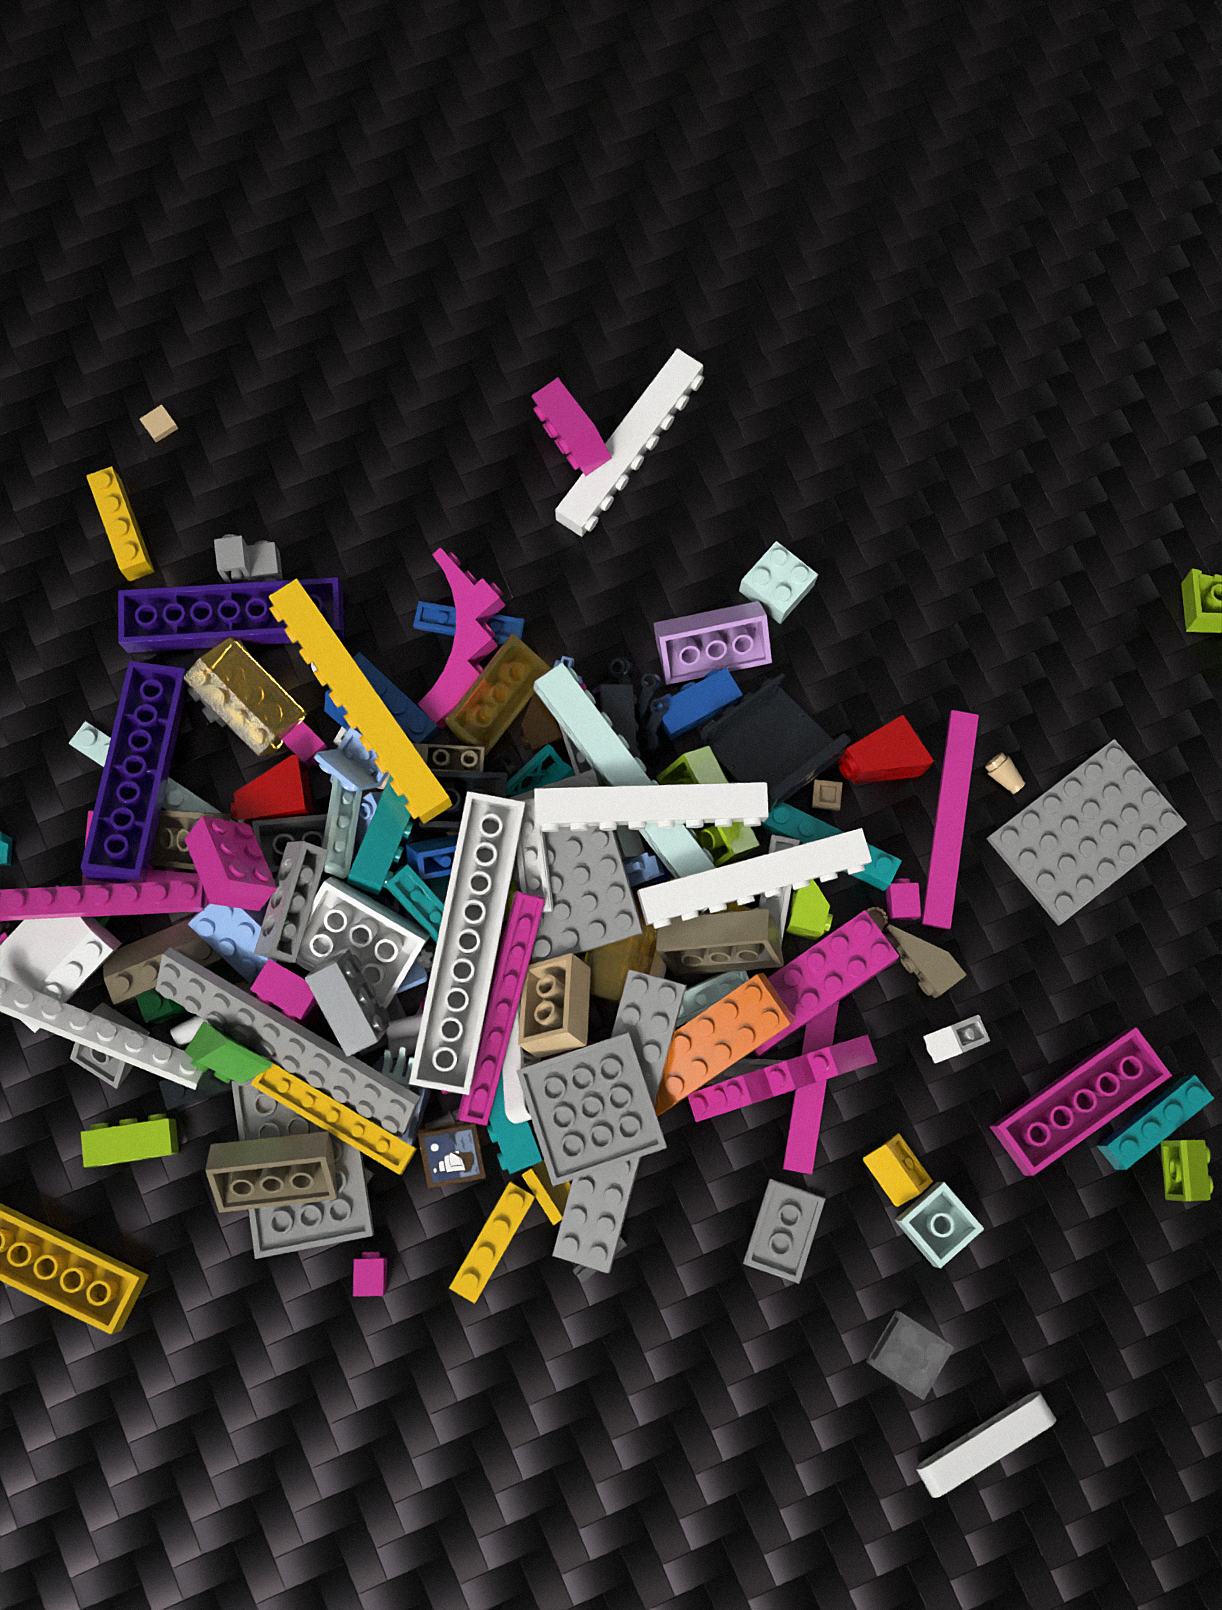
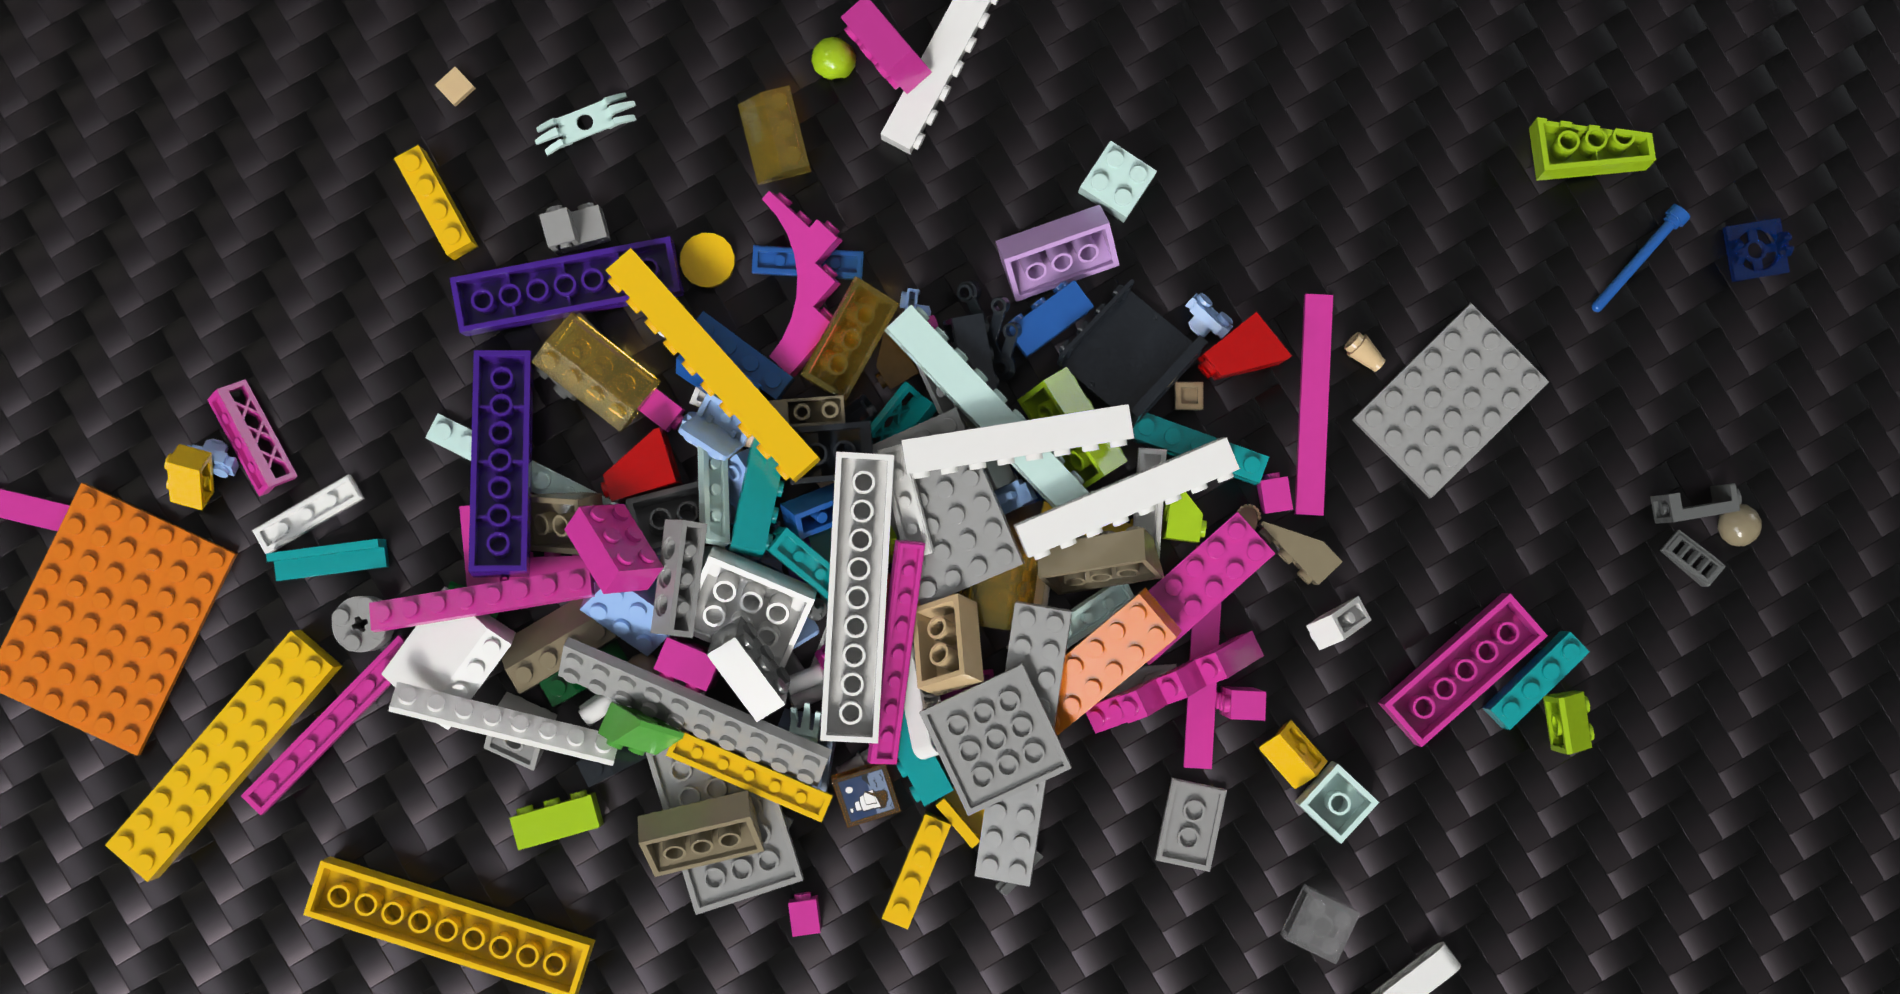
camera: 10 degrees left, 10 degrees up
(292, 468) = (601, 118): none -> light aqua piece
(372, 609) = (707, 260): none -> yellow tile
(454, 502) = (774, 135): none -> clear yellow slope
(520, 440) = (833, 58): none -> lime hair
(850, 1105) = (1241, 703): none -> dark pink brick
(851, 721) = (1207, 318): none -> light blue piece

